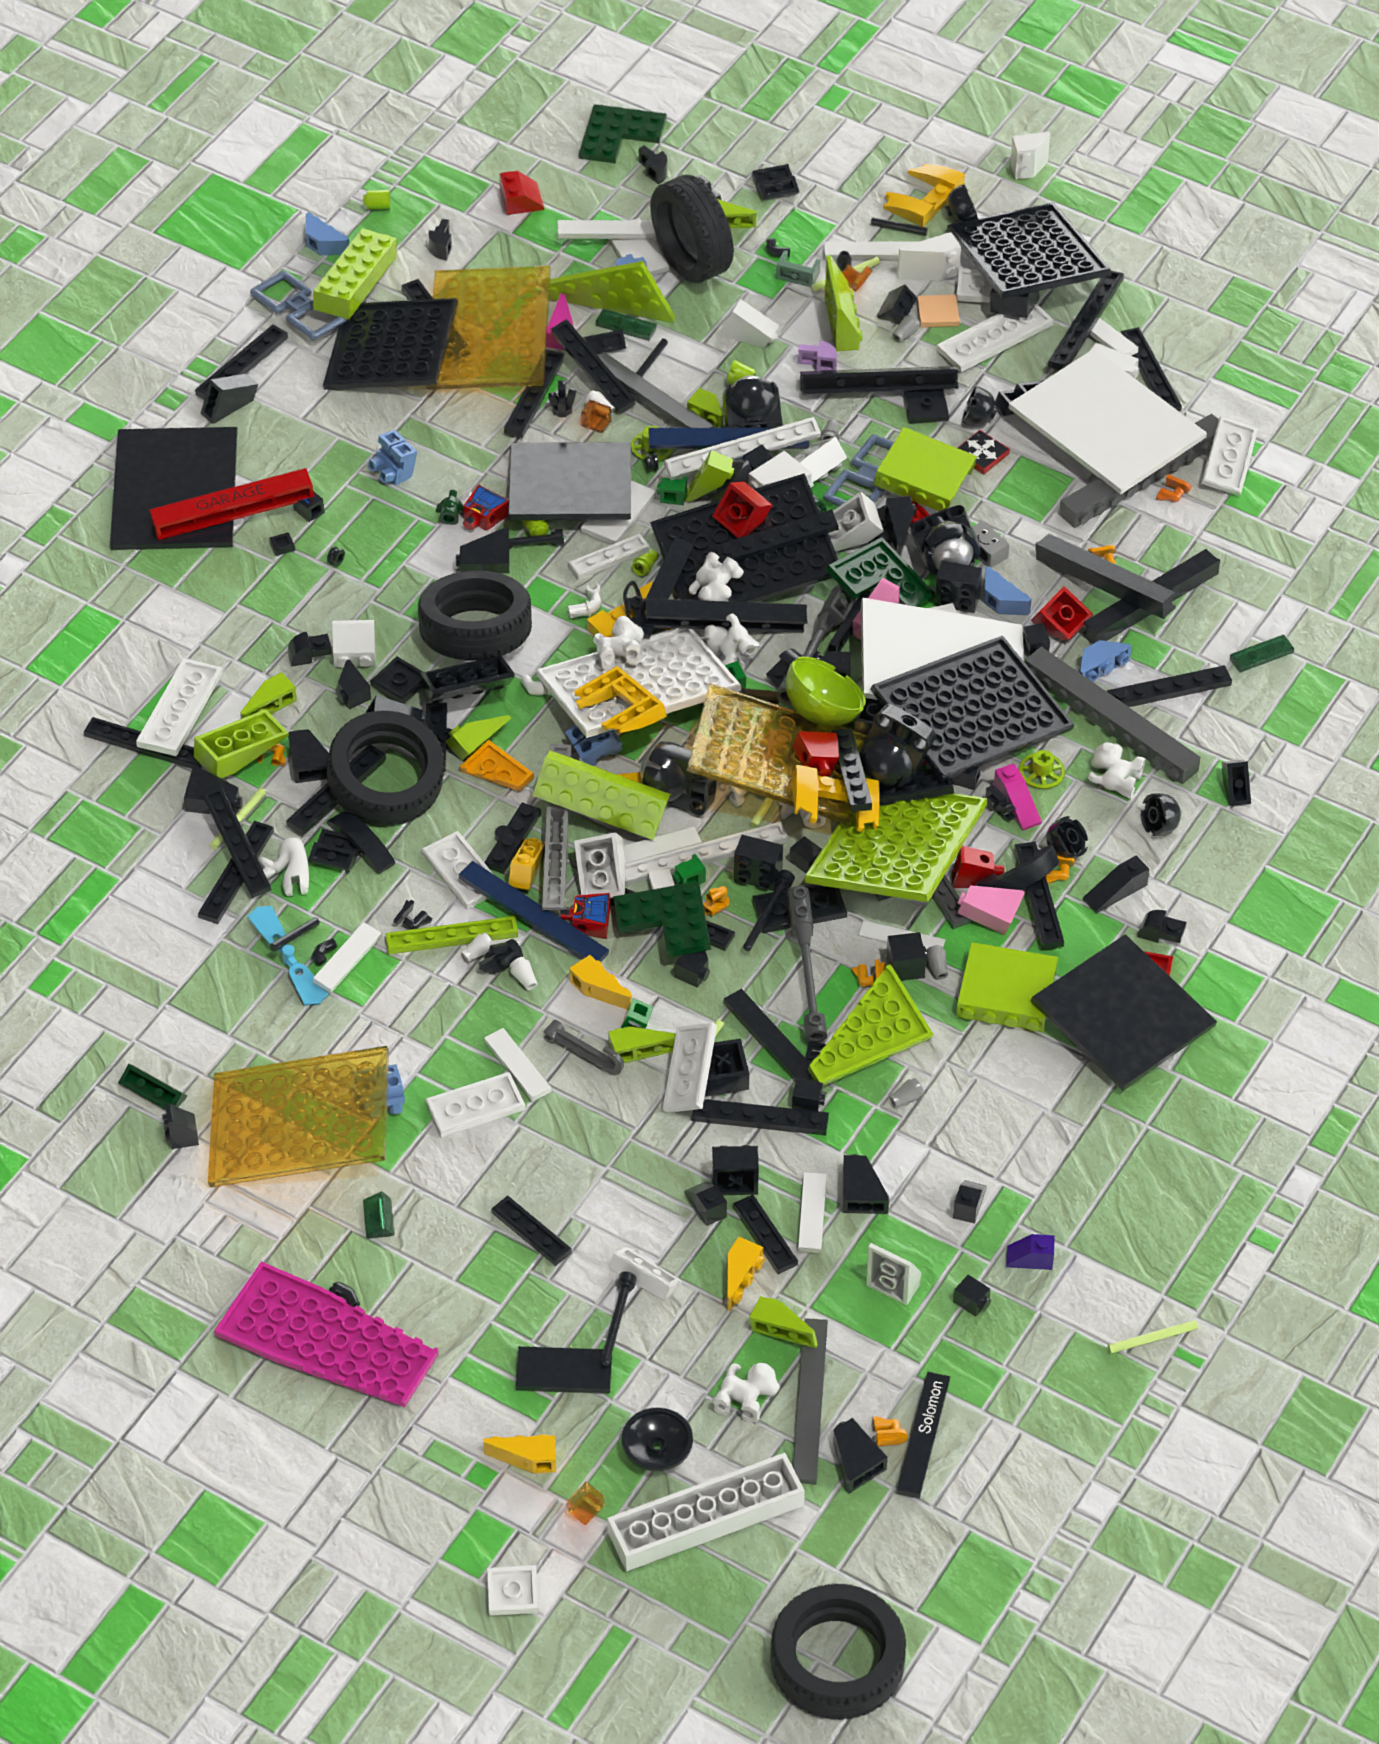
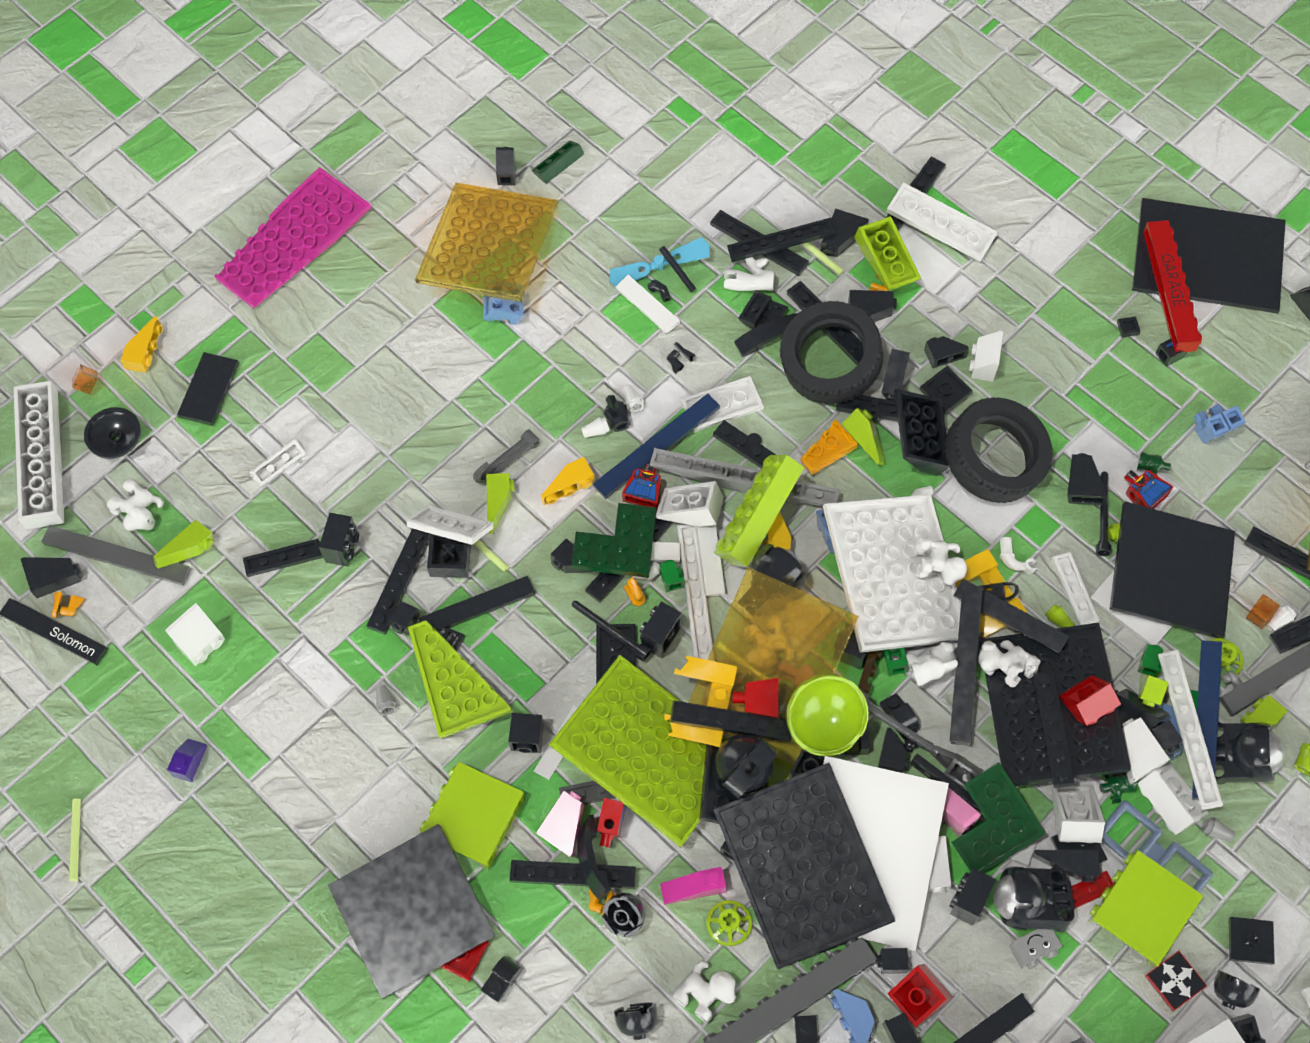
camera: 105 degrees right, 15 degrees up
(272, 695) = (942, 289): lime slope -> none
(303, 648) = (993, 322): black brick -> none
(335, 555) = (1104, 363): black bush -> none
(348, 1292) = (328, 257): black arm -> none
(378, 1216) = (391, 290): clear green slope -> none
(450, 935) = (654, 384): lime tile -> none
(475, 1104) = (477, 372): white tile -> none
(512, 1590) = (33, 319): white plate -> none
(517, 1064) = (506, 408): white tile -> none
(526, 863) = (710, 447): yellow slope -> none
(531, 1230) = (343, 390): black tile -> none
(563, 403) = (1285, 583): black rock -> none
(626, 1283) = (268, 444): black piece -> none
(637, 1014) = (518, 499): green brick -> none
(643, 708) = (837, 555): yellow wedge -> none
(651, 461) = (1193, 649): black bush -> none
(708, 1202) = (318, 514): black slope -> none
(743, 1262) = (253, 528): yellow slope -> none
(802, 928) = (584, 651): dark grey bar -> none
(804, 854) = (665, 677): black brick -> none
(812, 1213) = (290, 597): white tile -> none
(861, 973) = (528, 696): light orange piece -> none
(862, 1187) = (299, 639): black slope -> none
(879, 379) = (1288, 898): black tile -> none
(937, 961) = (520, 762): light grey cone -> none
(968, 1201) = (259, 723): black slope -> none
(972, 1295) = (162, 699): black brick -> none
(997, 801) = (693, 865): black plate -> none
(1004, 596) = (963, 943): medium blue slope -> none
(1118, 884) = (564, 951): black slope -> none

